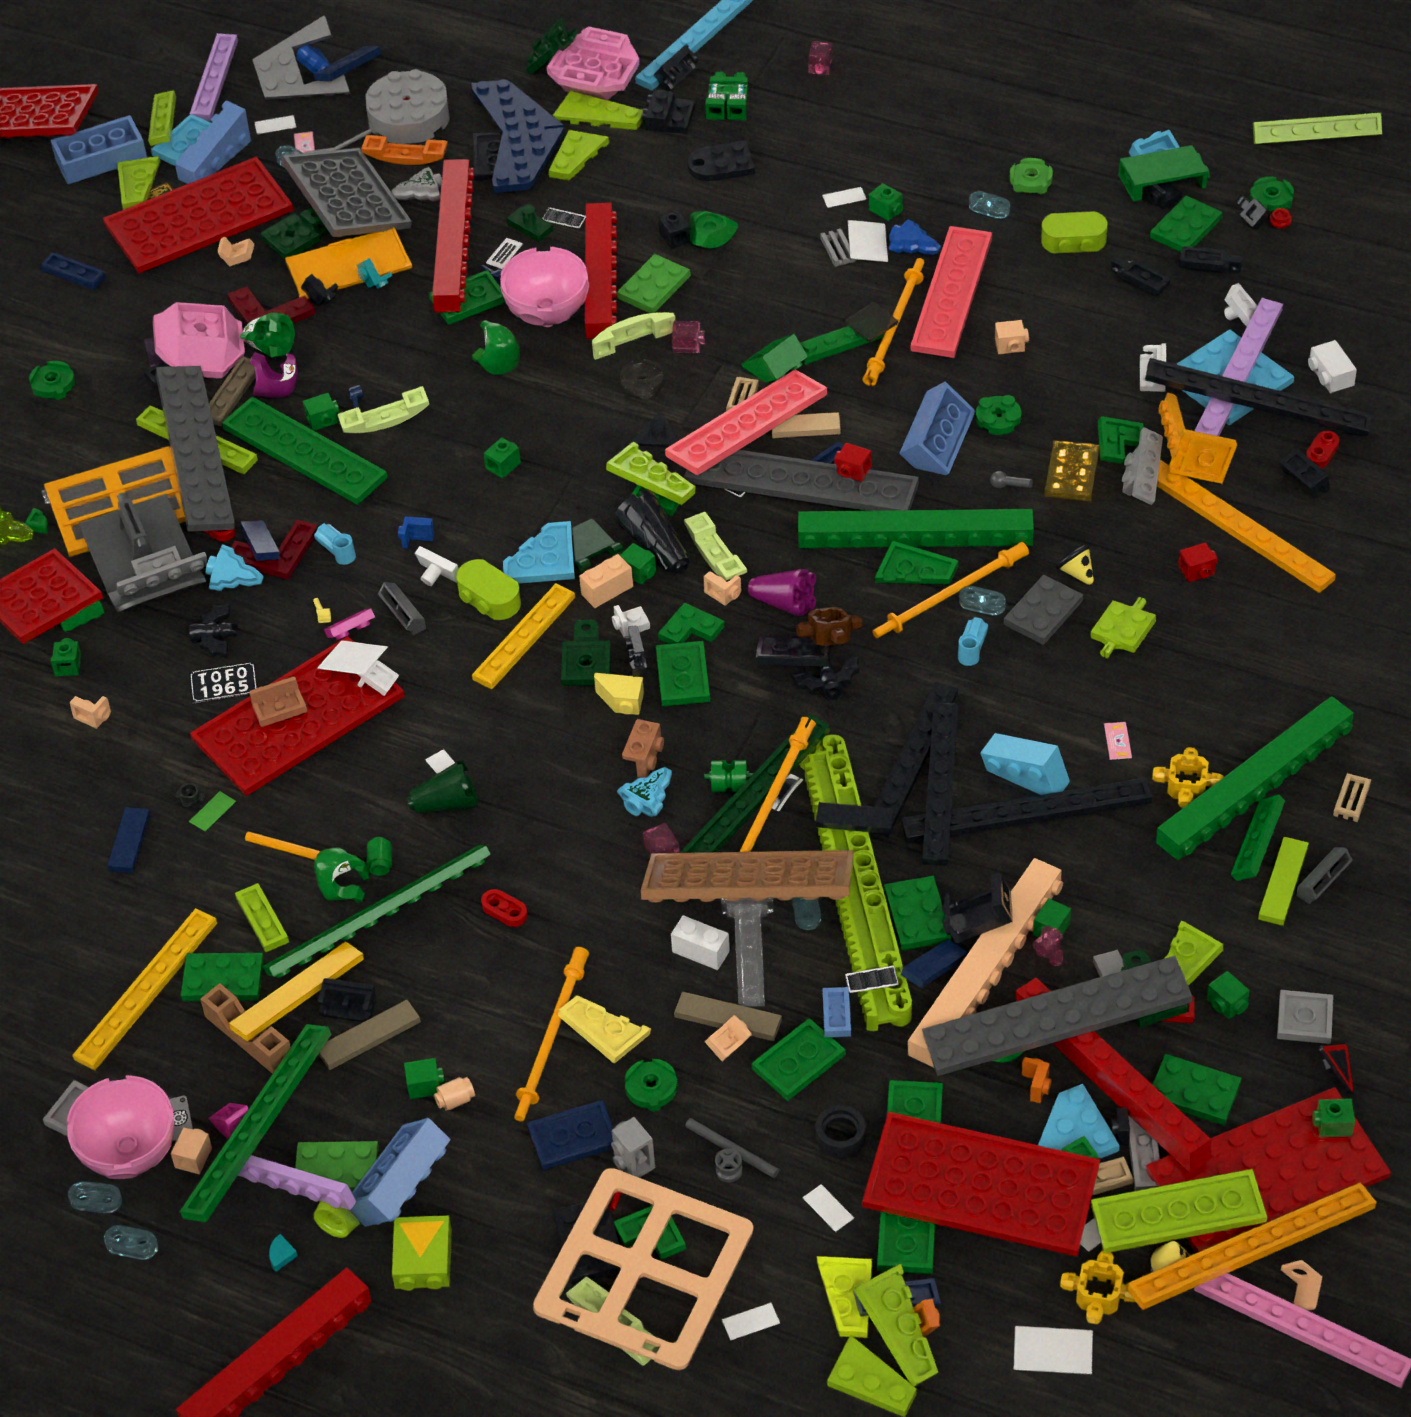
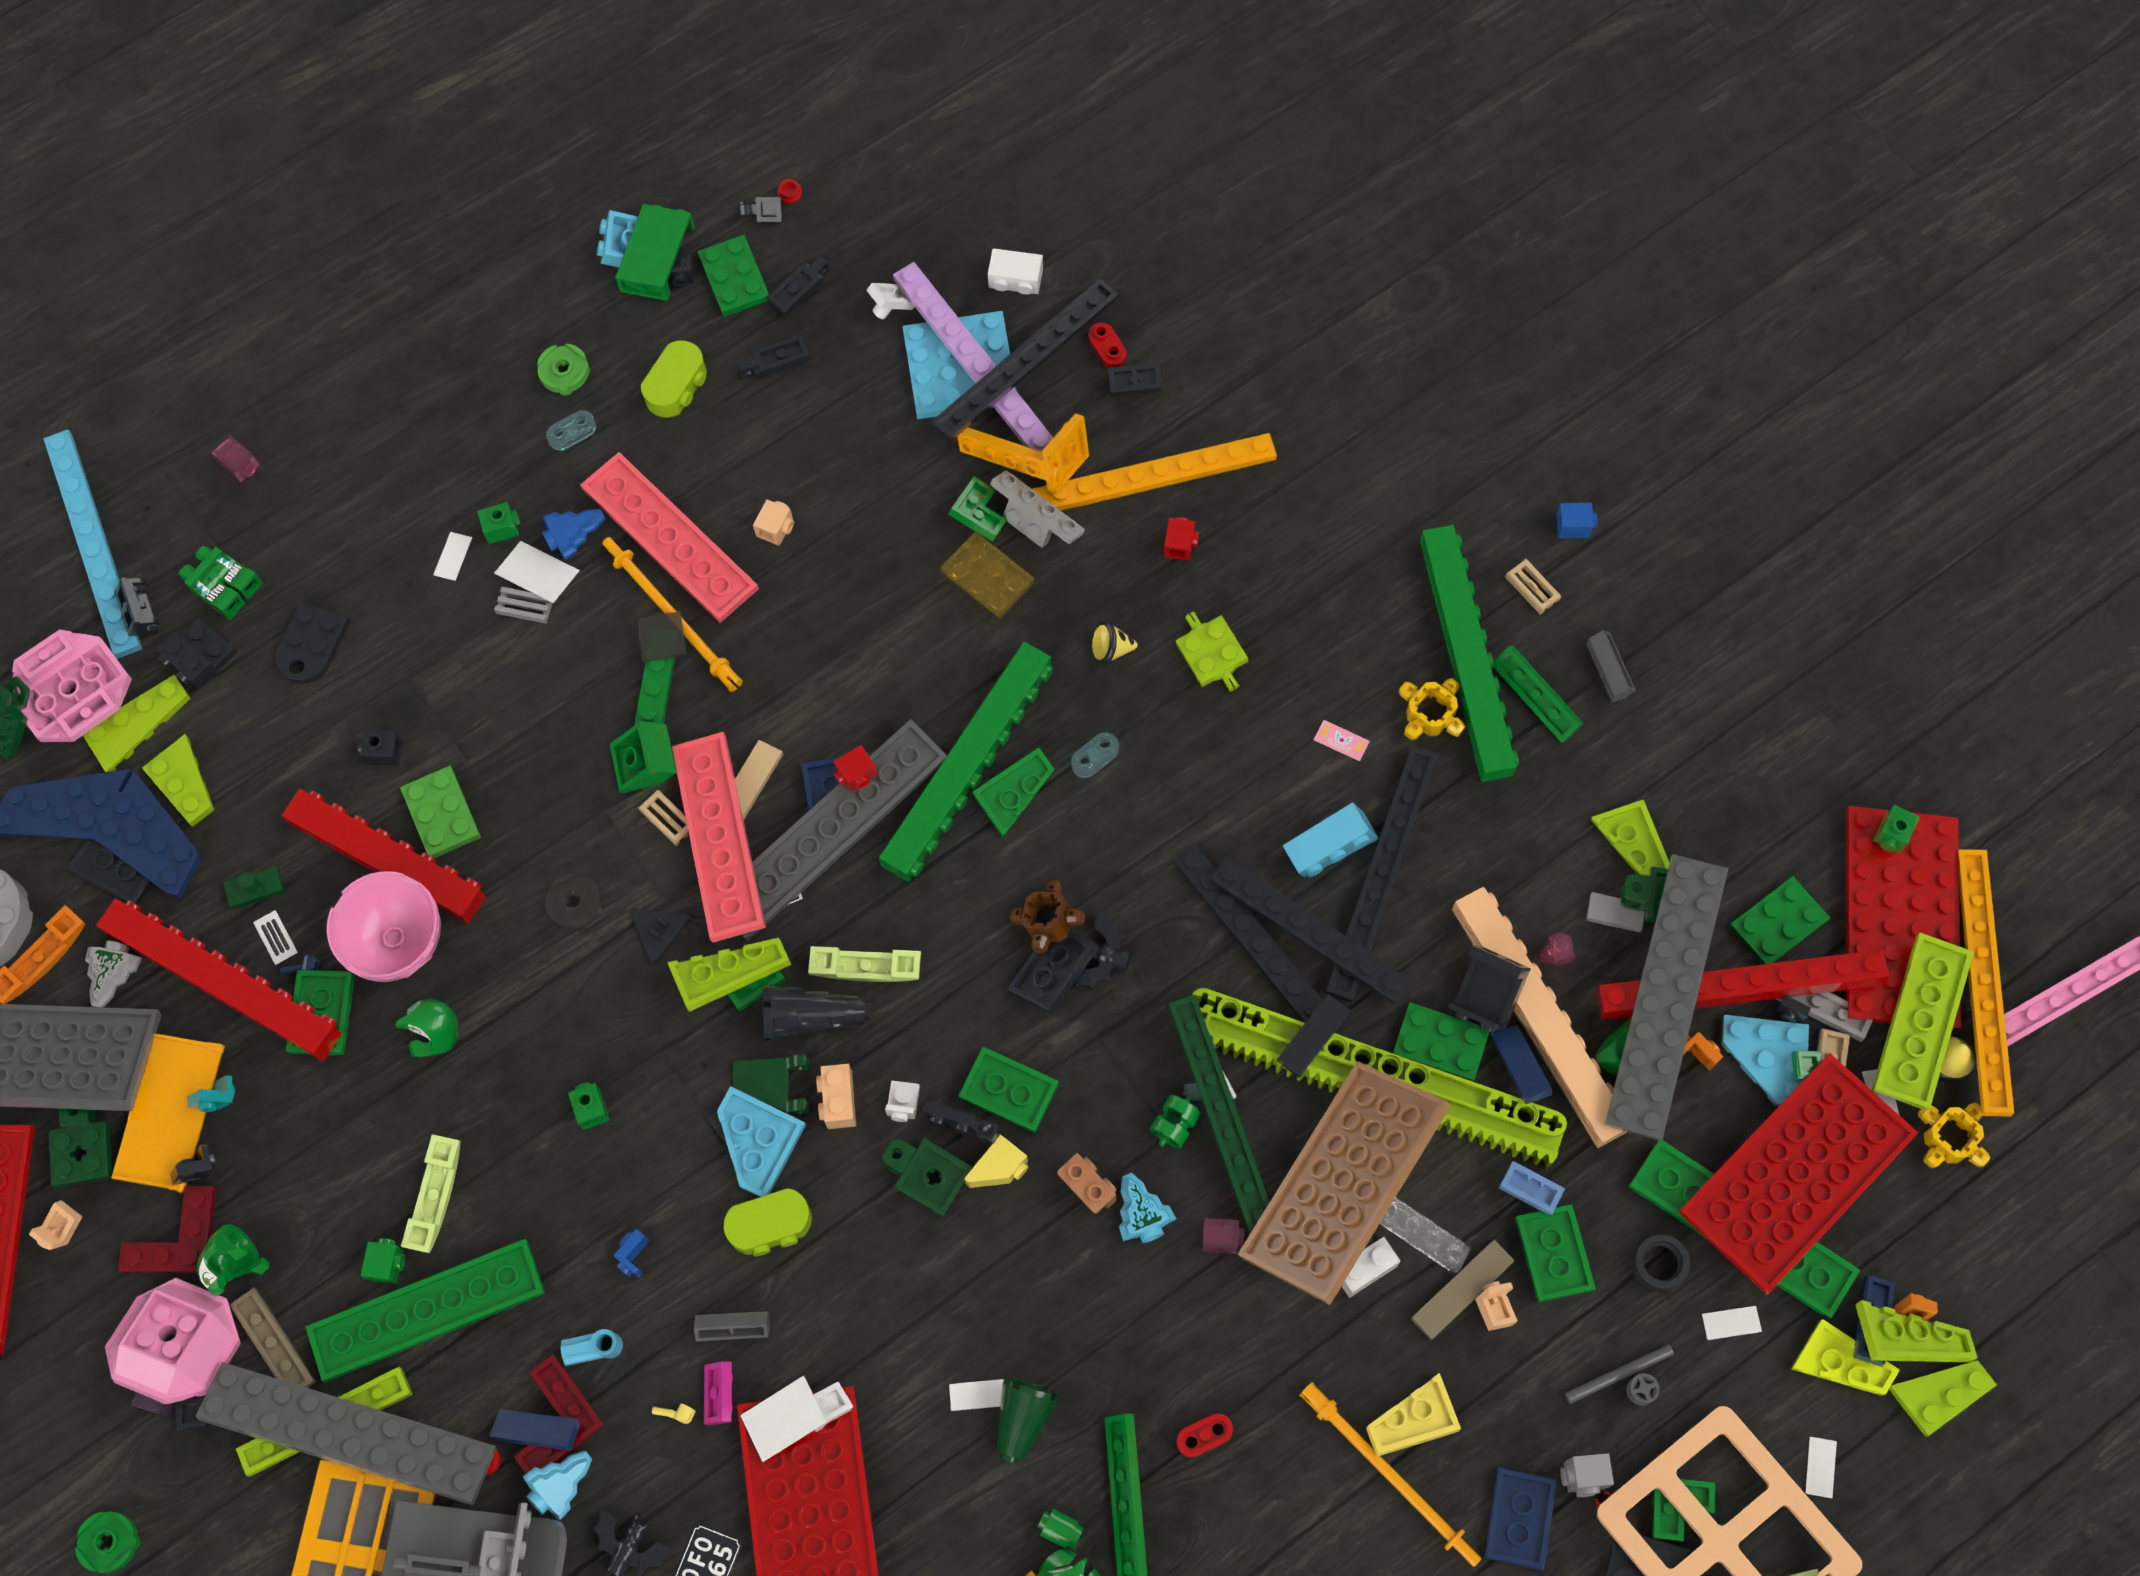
camera: 60 degrees left, 20 degrees up
(271, 383) = (298, 1293): magenta piece -> none
(277, 701) = (795, 1532): nougat bracket -> none
(355, 394) = (377, 1210): dark blue hand -> none
(435, 566) = (700, 1260): white tile -> none
(523, 636) = (850, 1219): yellow tile -> none
(564, 218) = (268, 846): sticker -> none
(630, 329) = (507, 843): yellowish green slope -> none
(641, 562) = (834, 1049): green brick -> none
(651, 1097) = (1511, 1394): green plate -> none
(687, 336) = (548, 823): clear pink brick -> none
(688, 621) = (939, 1046): green plate -> none
(710, 229) = (406, 713): green hat -> none
(720, 589) = (921, 991): light nougat bracket -> none
(786, 590) = (971, 932): magenta cone -> none
(797, 742) = (1203, 1037): light orange bar -> none
(871, 979) = (1513, 1133): sticker -> none
(937, 430) = (850, 663): medium blue slope -> none
(972, 641) = (1144, 794): medium azure piece -> none
(994, 405) = (861, 581): green plate -> none
(1000, 479) = (949, 645): dark grey bar -> none
(1005, 559) = (1060, 703): light orange bar -> none
(1043, 609) = (1142, 707): dark grey plate -> none
(1052, 915) = (1530, 929): green brick -> none
(1053, 1350) = (1988, 1213): white sticker -> none
(1159, 353) = (905, 422): white hinge -> none
(1228, 995) = (1699, 831): green brick -> none
(1281, 193) = (752, 165): green plate -> none
(1283, 881) = (1593, 703): lime tile -> none
(1305, 1016) = (1756, 781): light grey plate -> none
(1308, 1284) = (2046, 966): light nougat bracket -> none
(1317, 128) = (696, 85): lime plate -> none
(1338, 1060) = (1823, 788): black piece -> none

